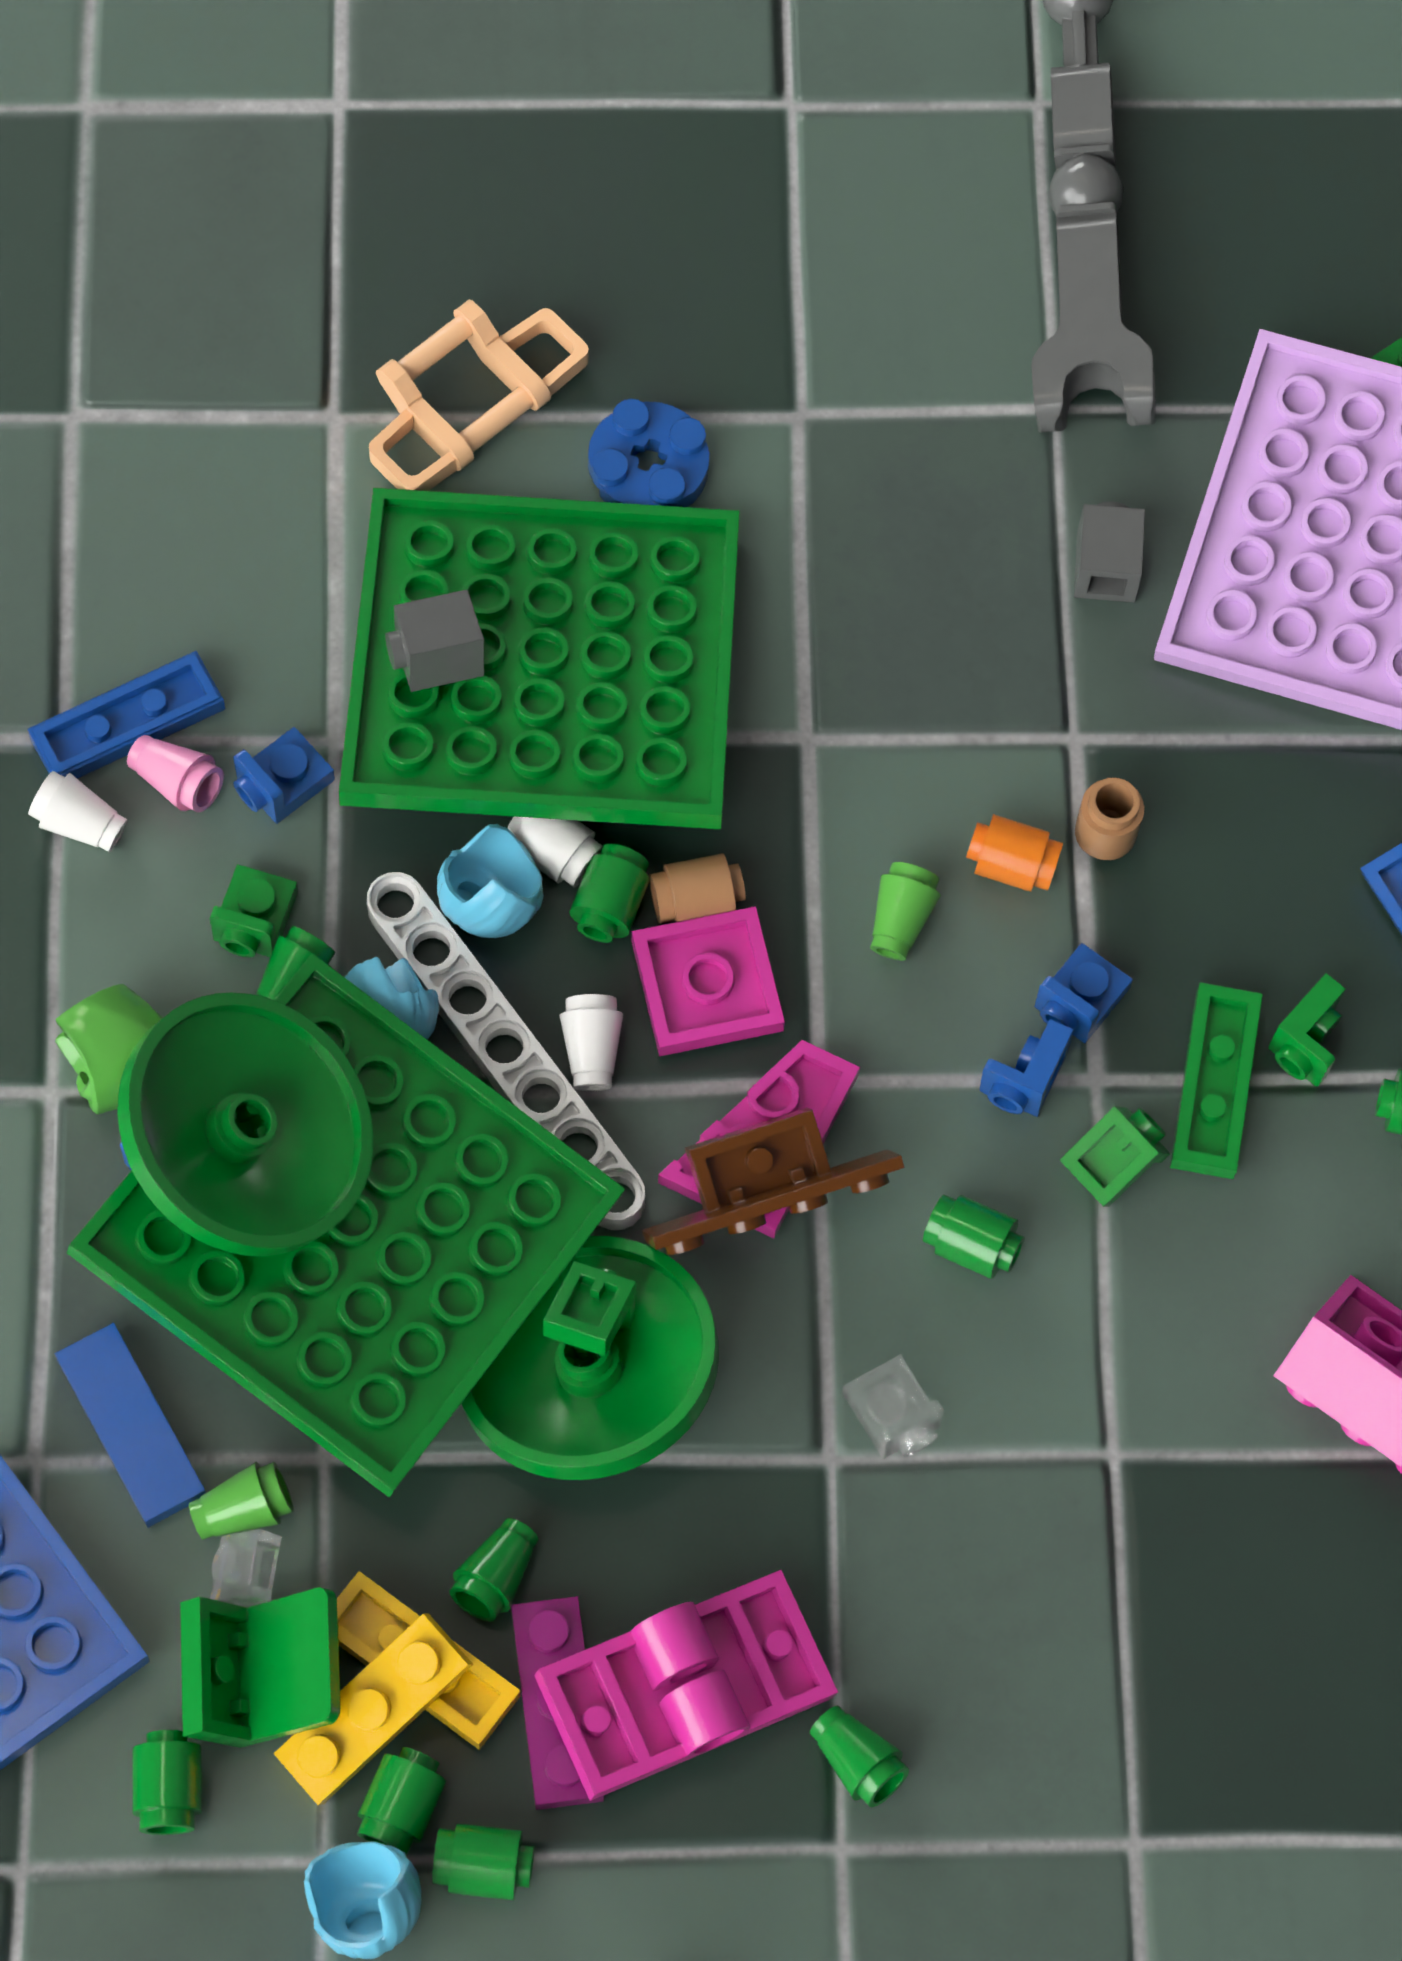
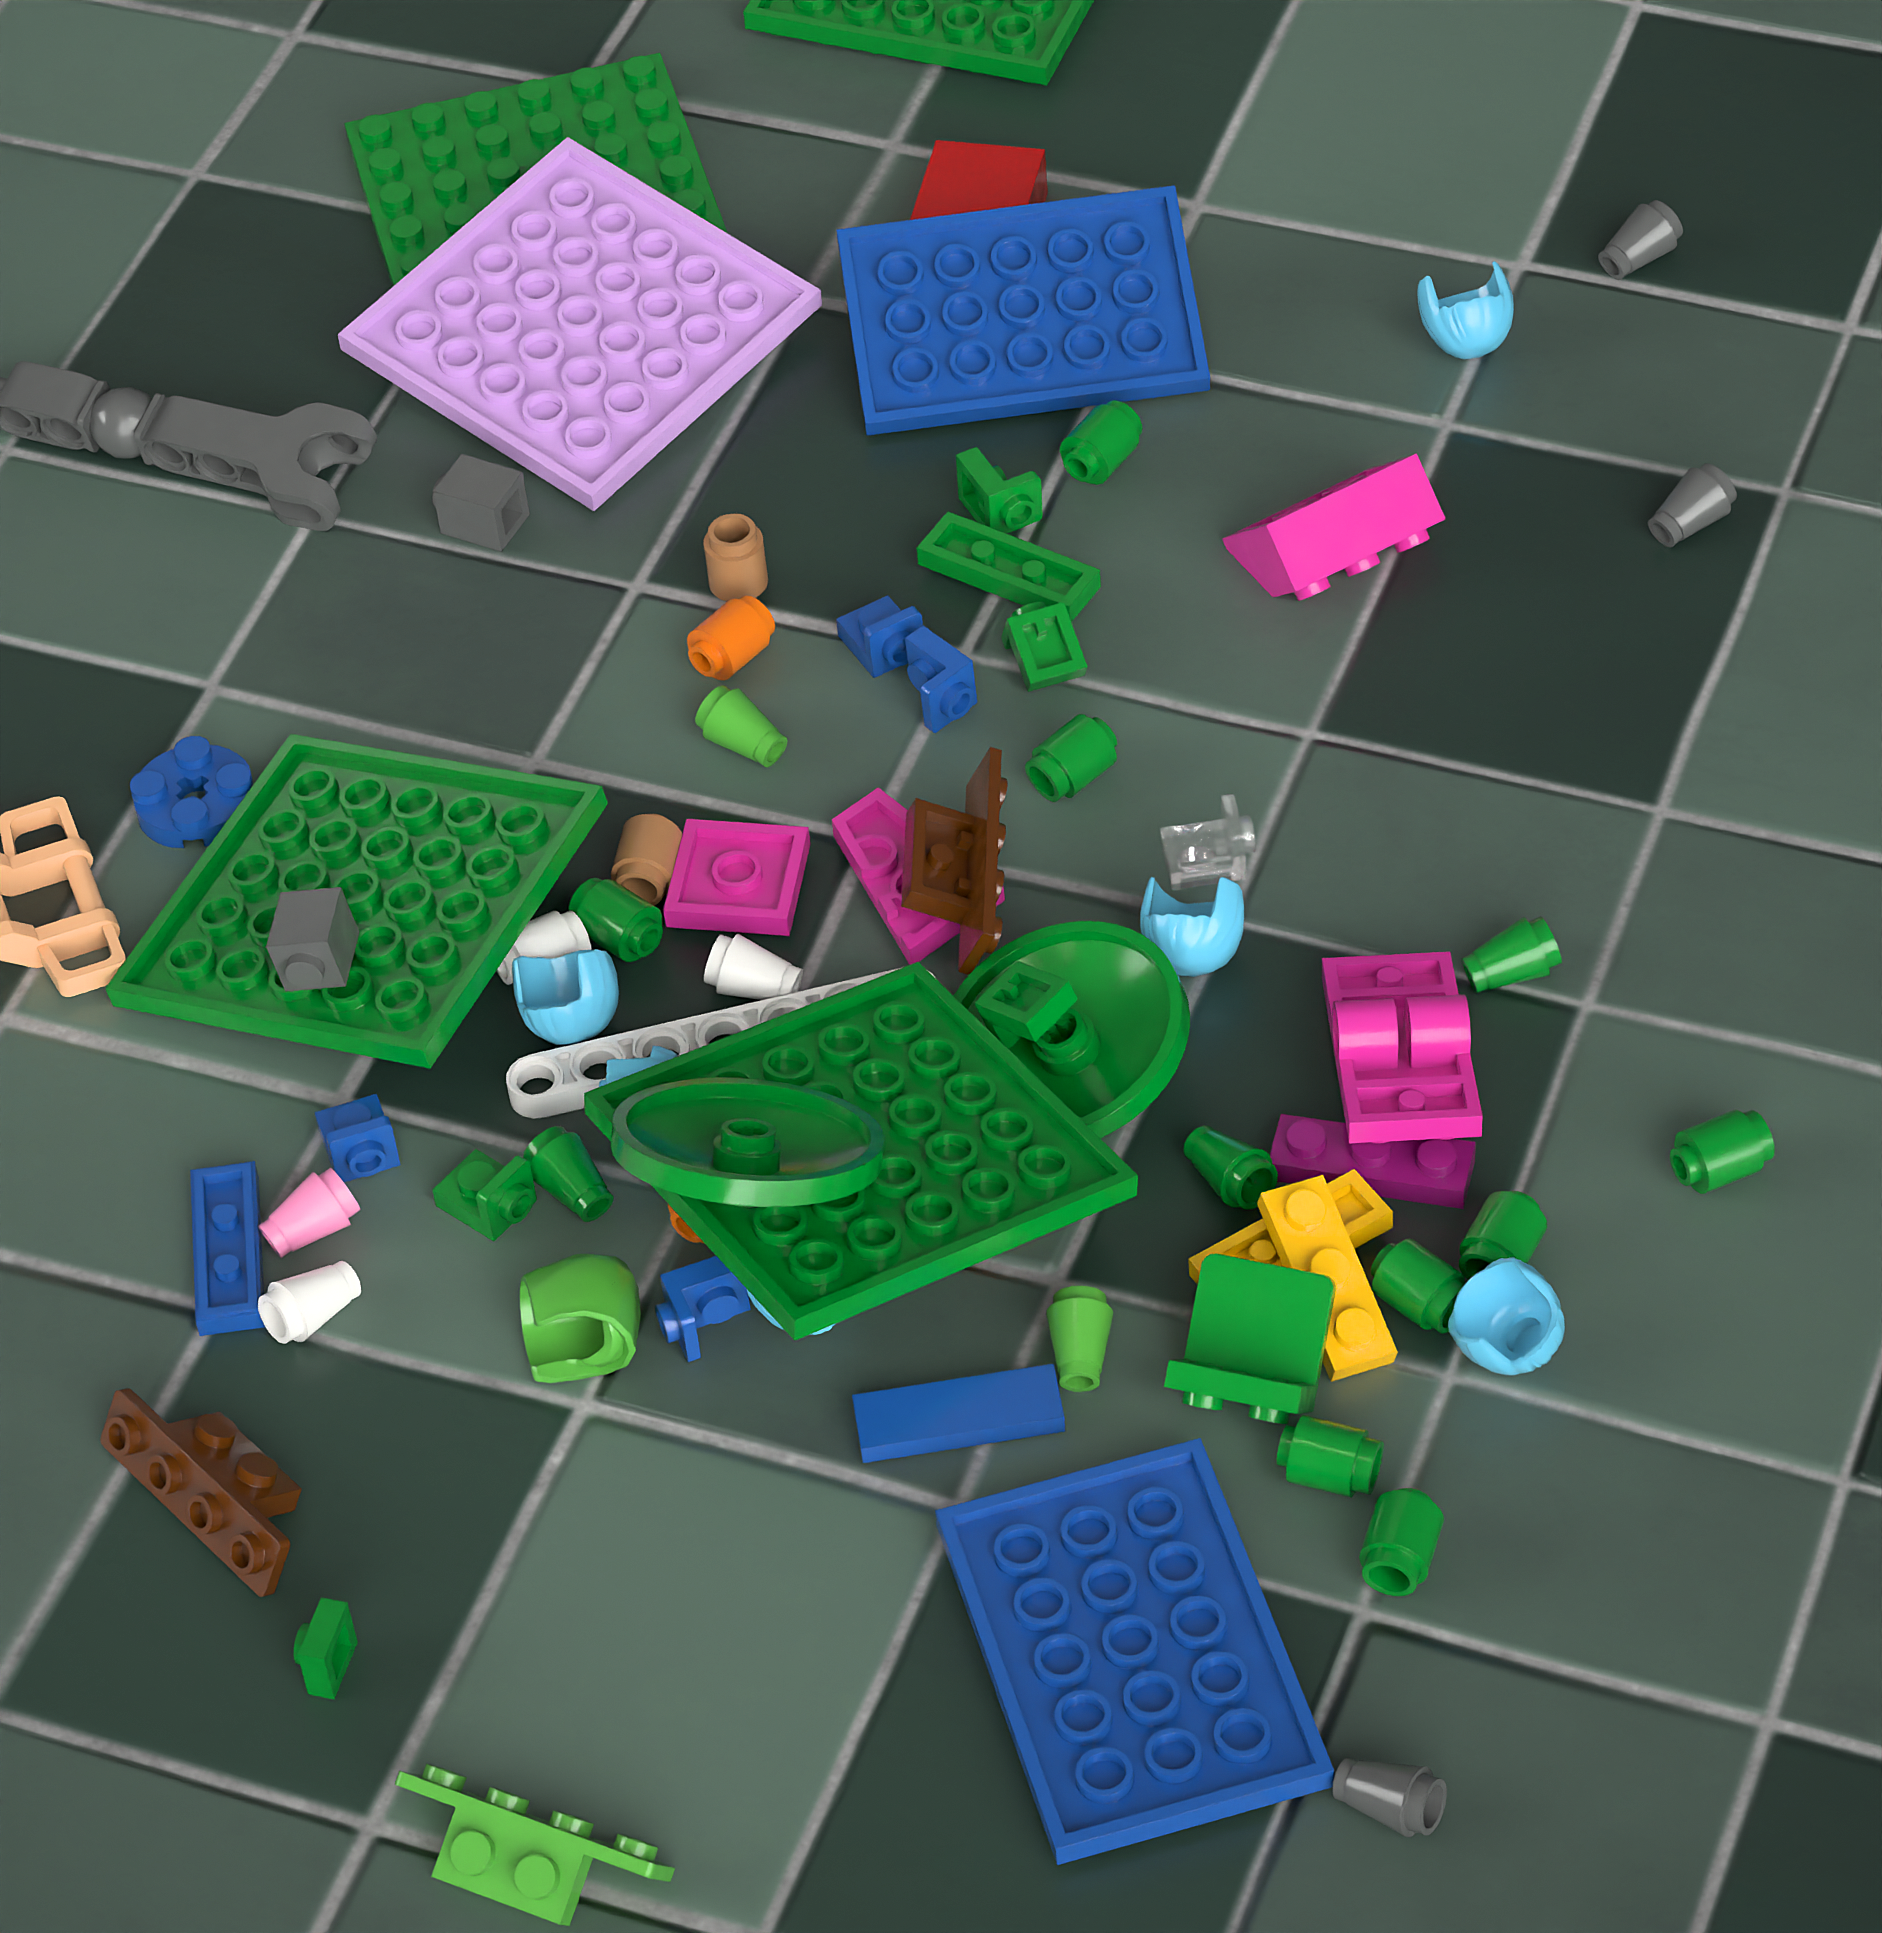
camera: 60 degrees left, 20 degrees down
(87, 1881) = (1400, 1541): none -> green brick
(245, 1567) = (1145, 1344): clear plate -> none
(775, 1427) = (1194, 935): none -> medium azure hair

